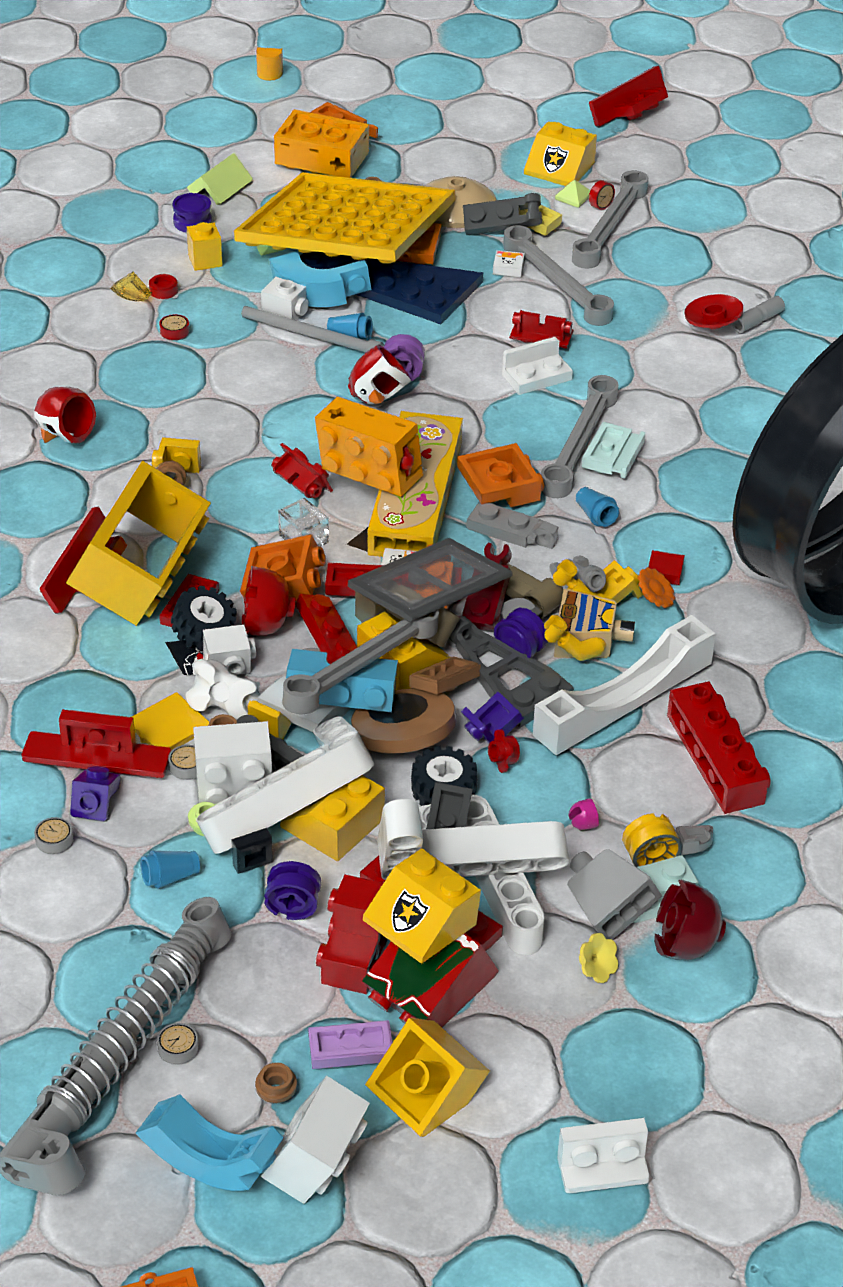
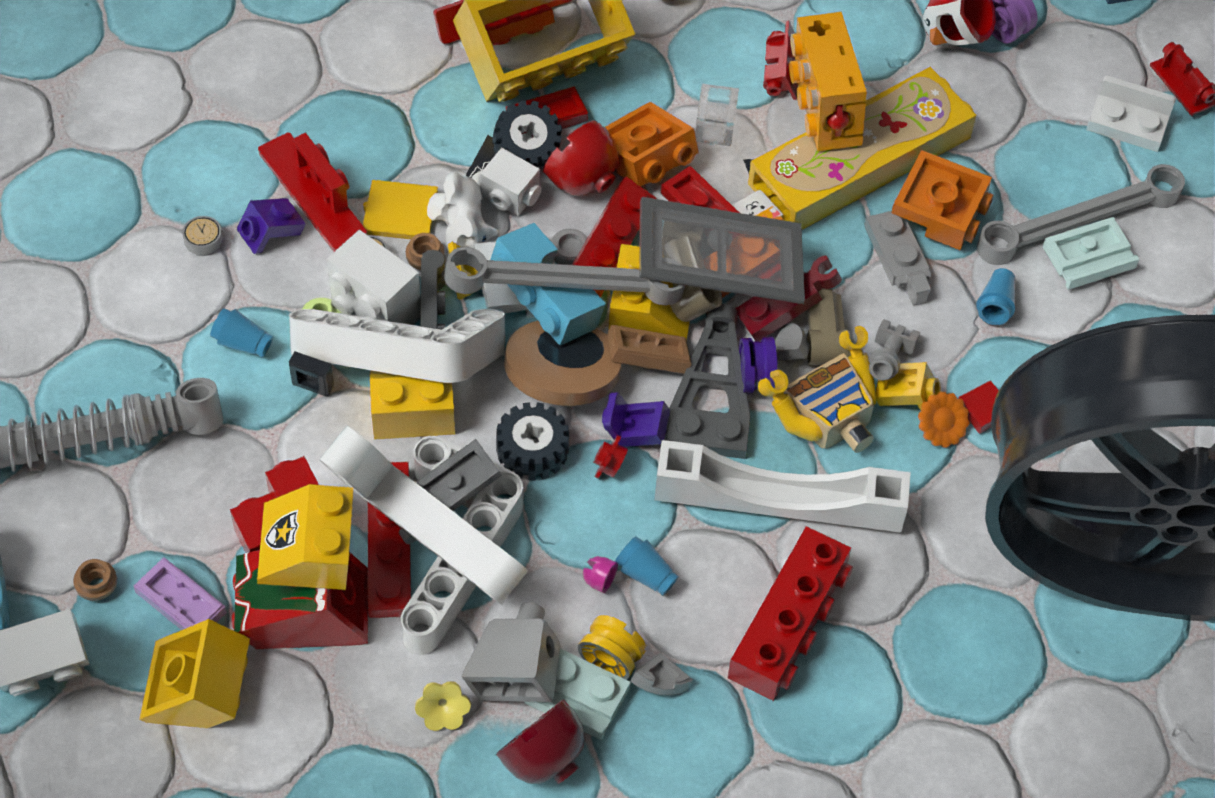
camera: 45 degrees right, 15 degrees up
(177, 1043) = (75, 483): tile -> none
(292, 890) = (291, 432): dark purple wheel -> none
(605, 788) = (646, 566): none -> dark azure cone

